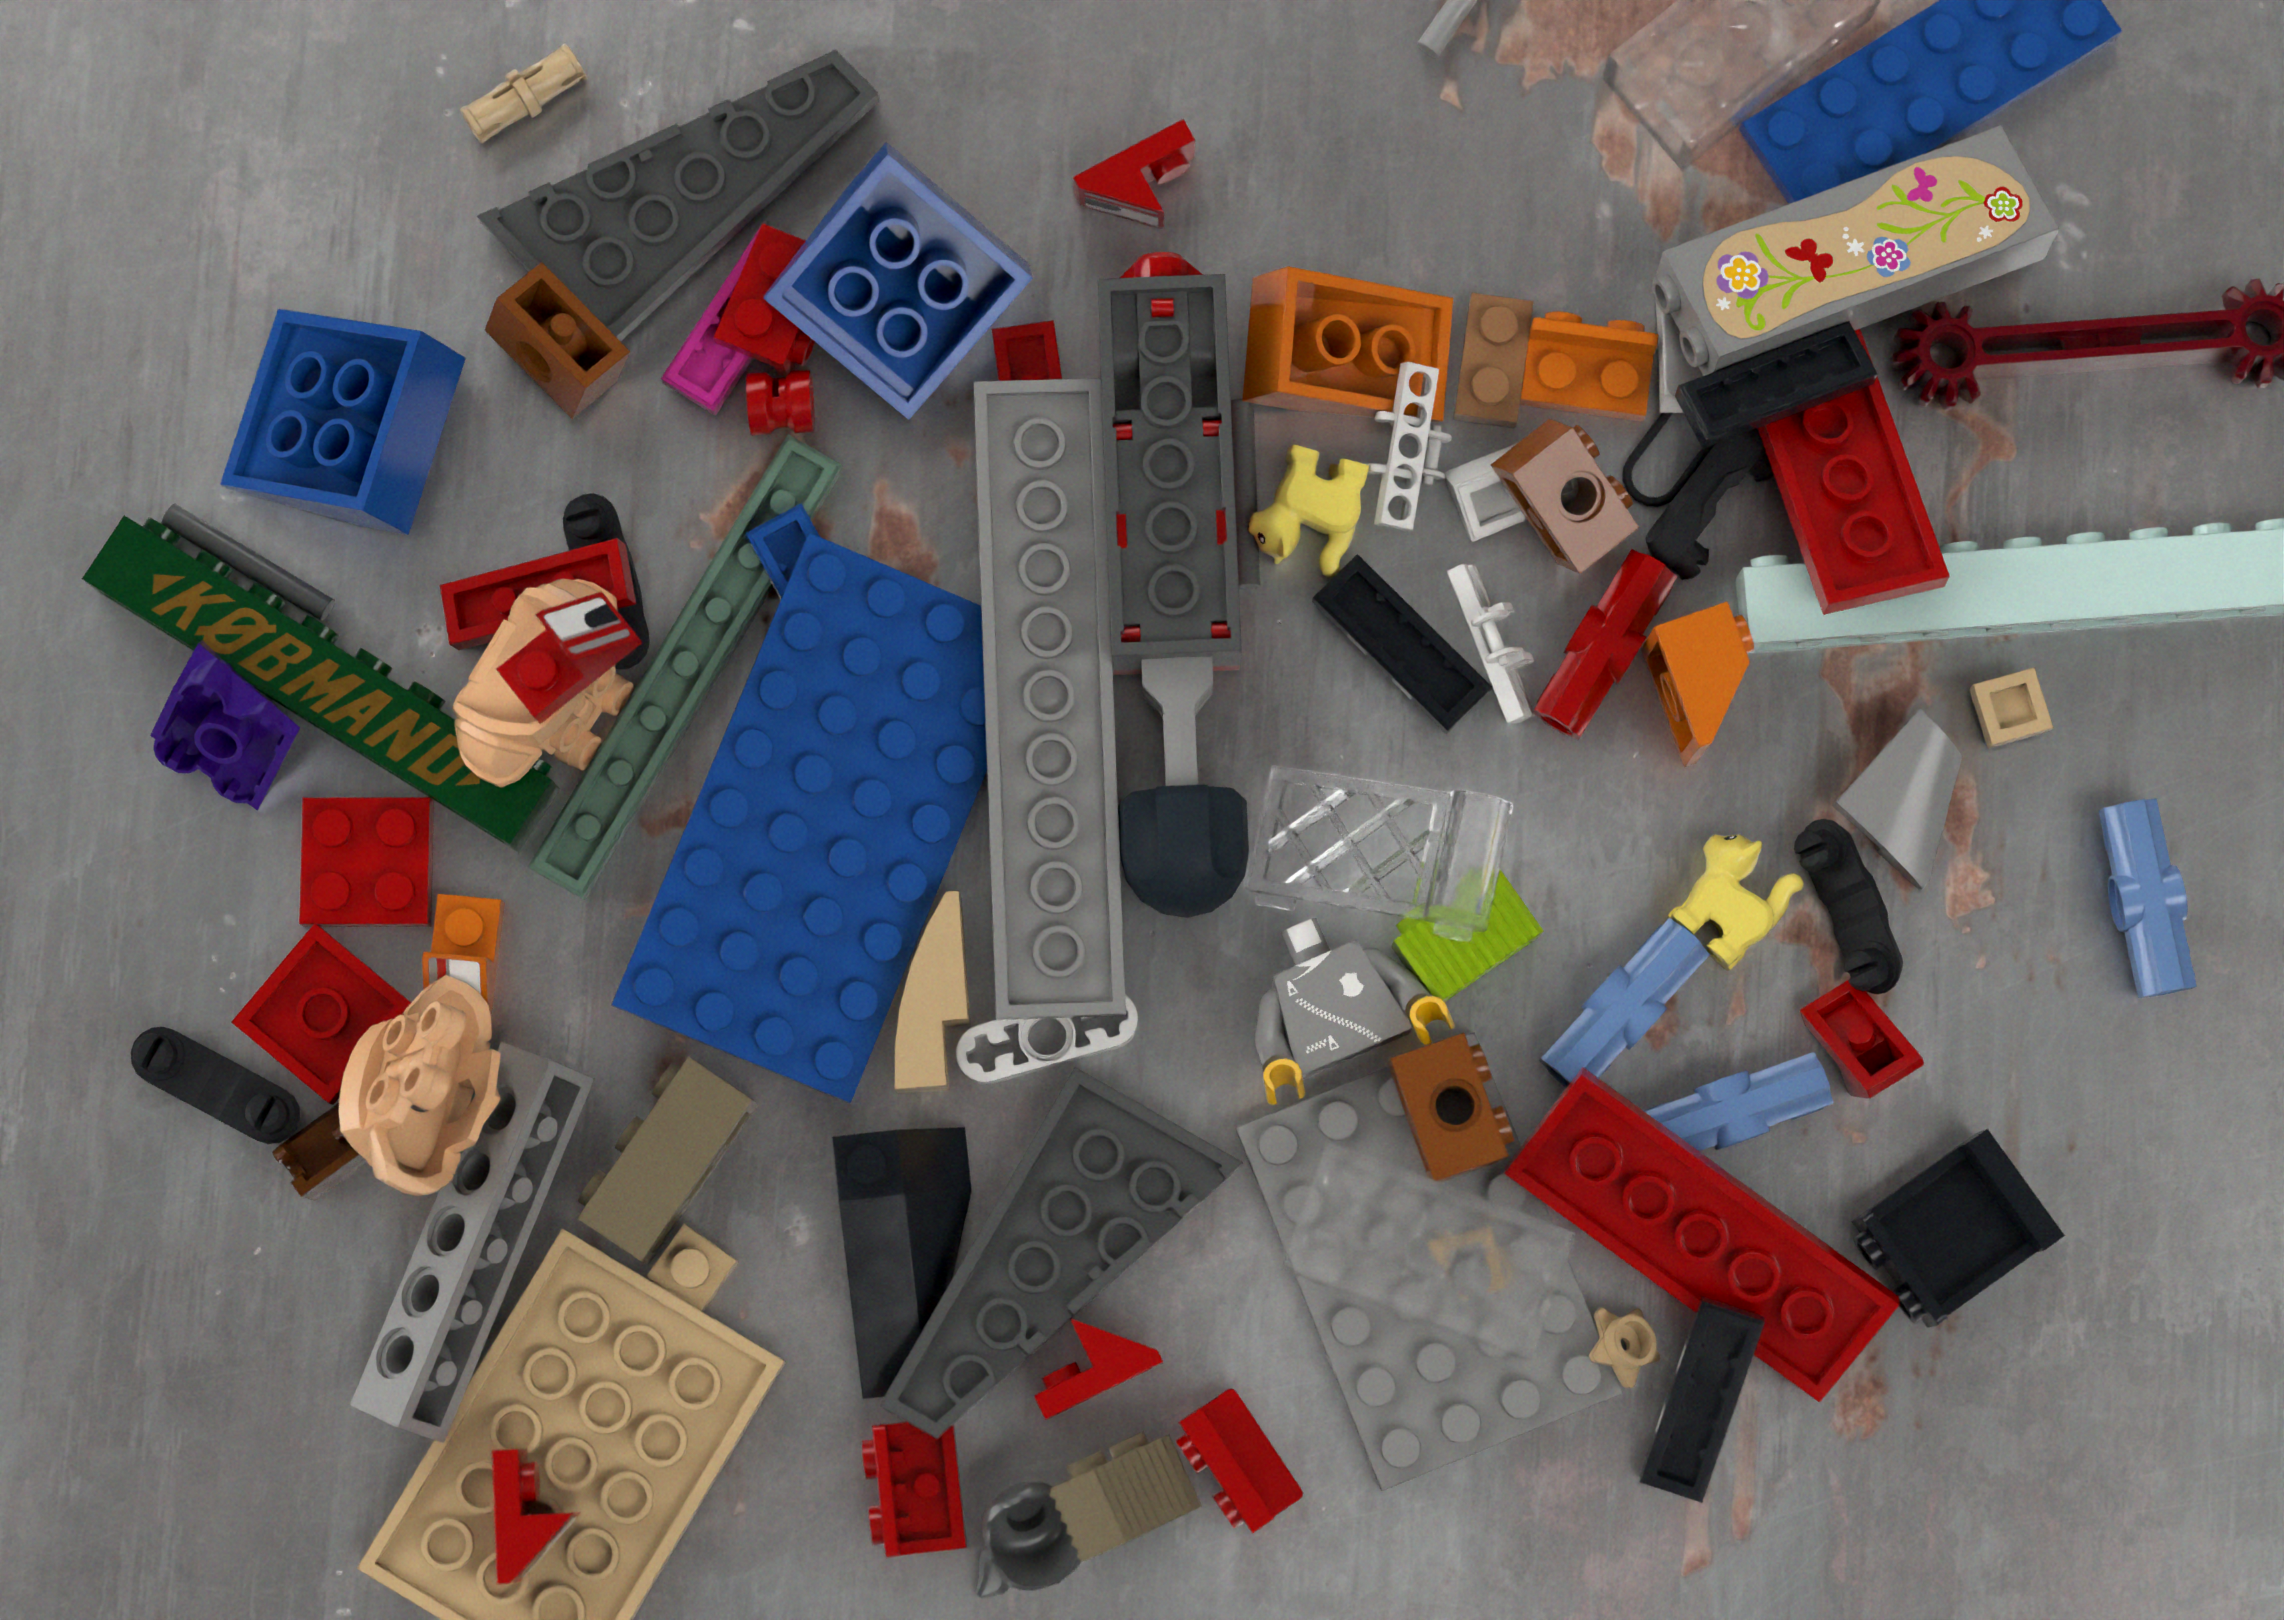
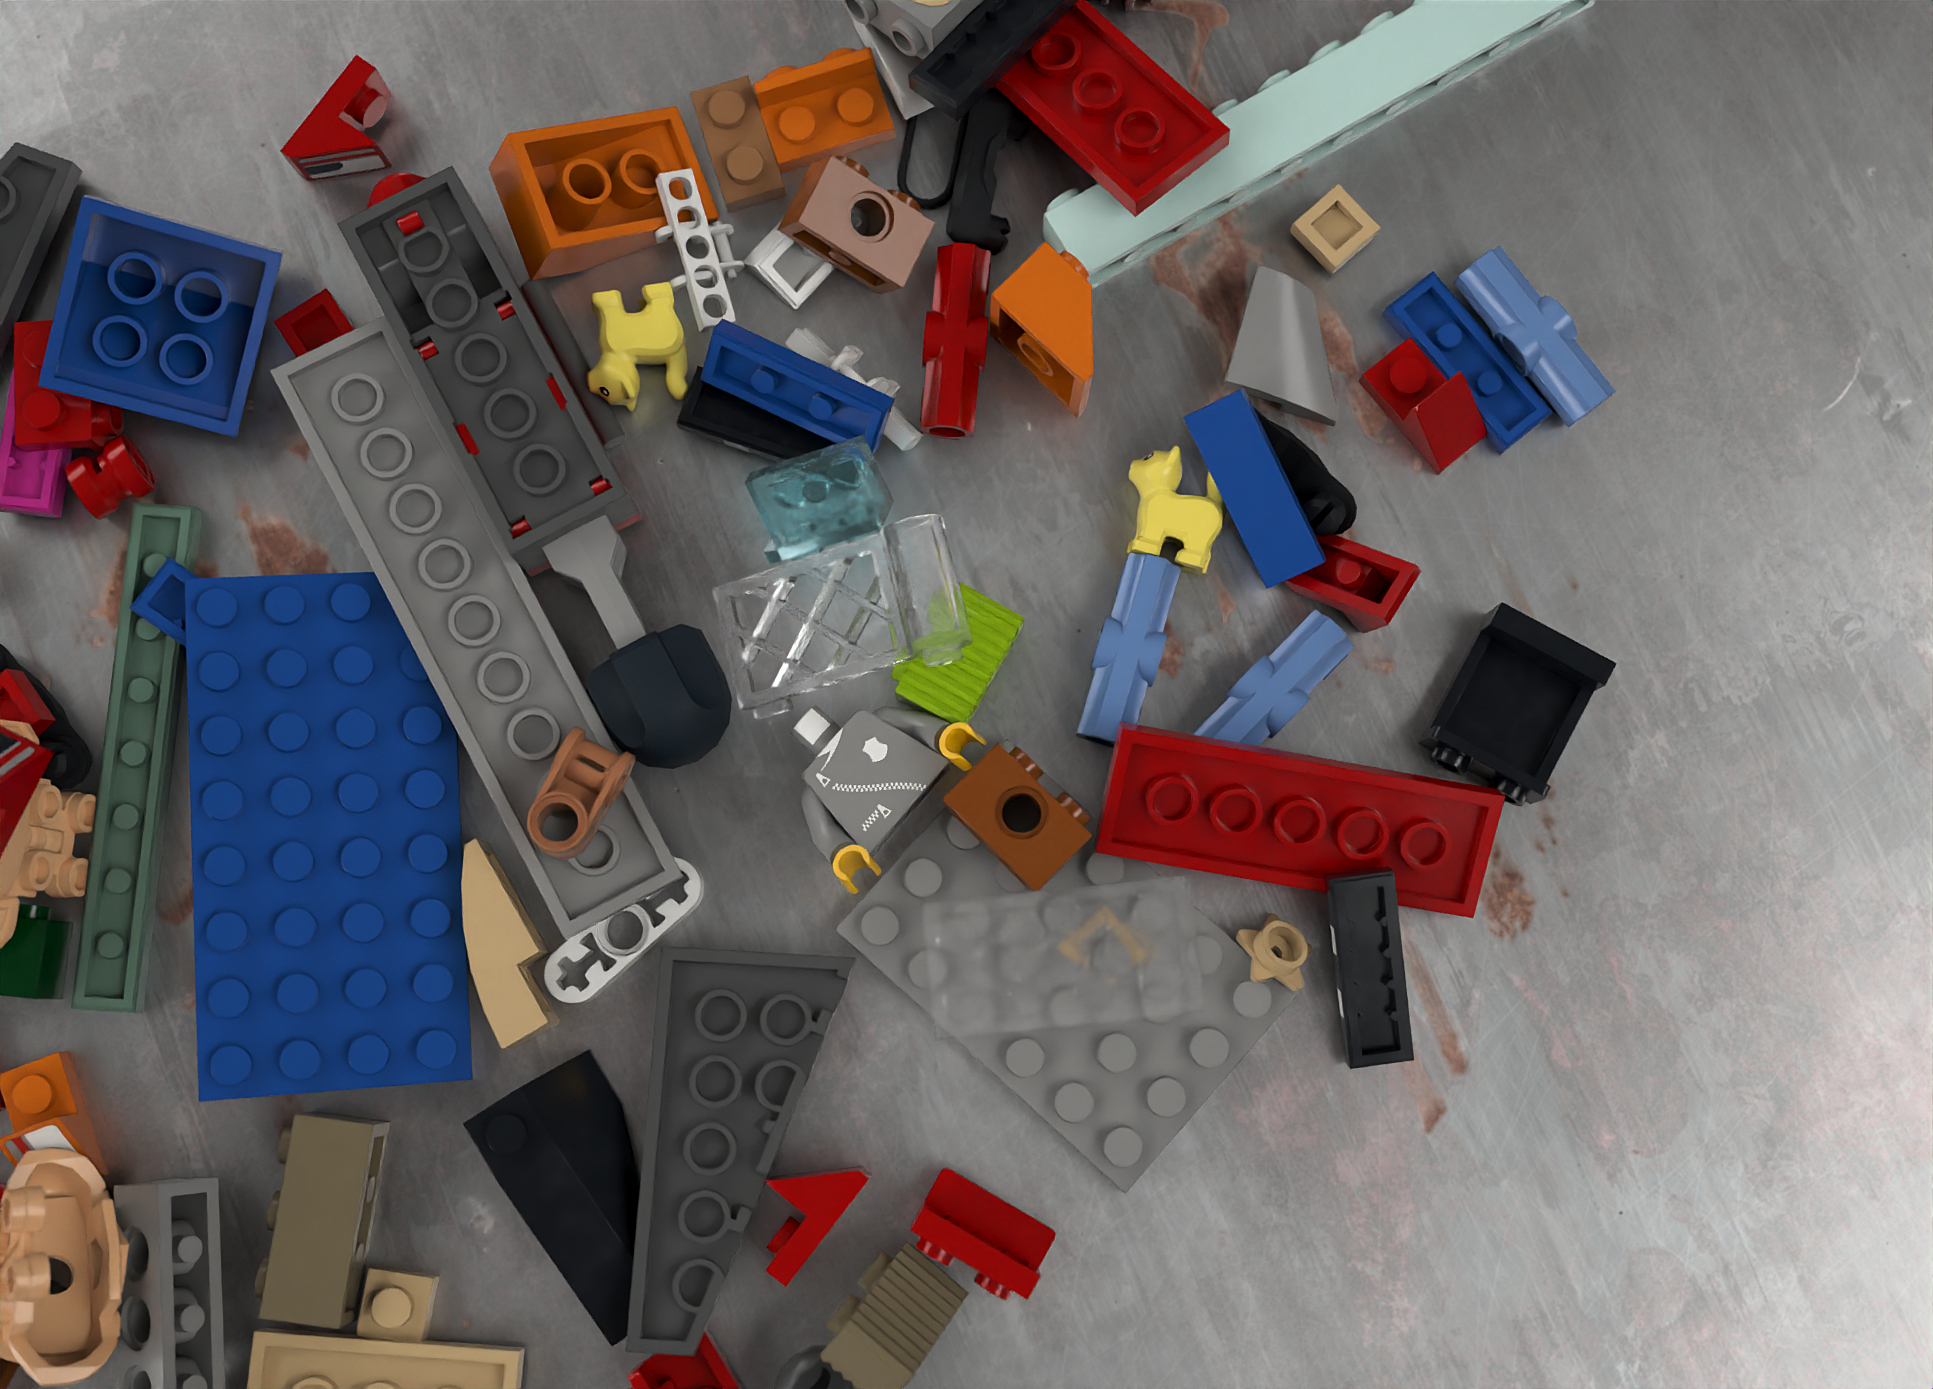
camera: 30 degrees left, 0 degrees up
(1079, 889) = (579, 790): none -> nougat piece
(1410, 734) = (820, 499): none -> clear light blue bracket
(1437, 622) = (794, 386): none -> blue tile
(1812, 915) = (1255, 488): none -> blue tile
(2013, 912) = (1425, 406): none -> red slope
(2074, 891) = (1458, 343): none -> blue tile

